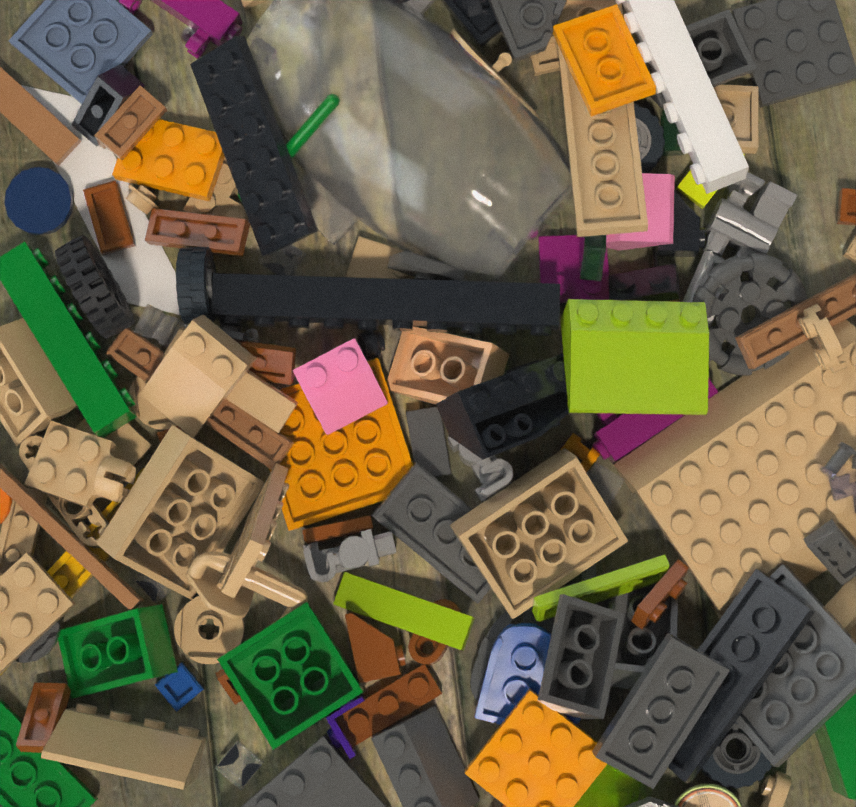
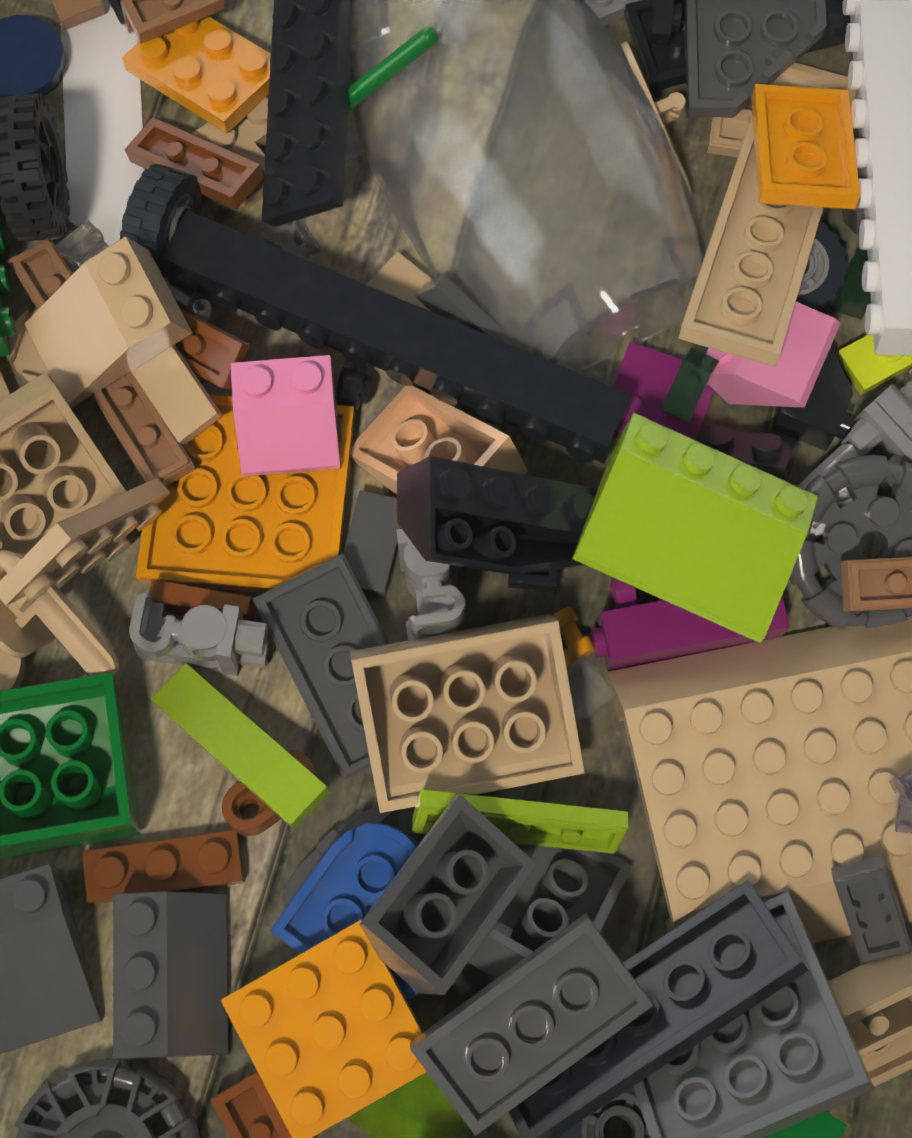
camera: 20 degrees right, 10 degrees down
(109, 217) = (95, 111): dark orange tile -> none
(142, 199) = (145, 100): tan plate -> none
(328, 213) = (368, 204): clear plate -> none
(336, 733) = (73, 872): dark purple bracket -> none
(373, 650) = (173, 783): dark orange slope -> none
(653, 604) = (588, 870): dark orange plate -> none

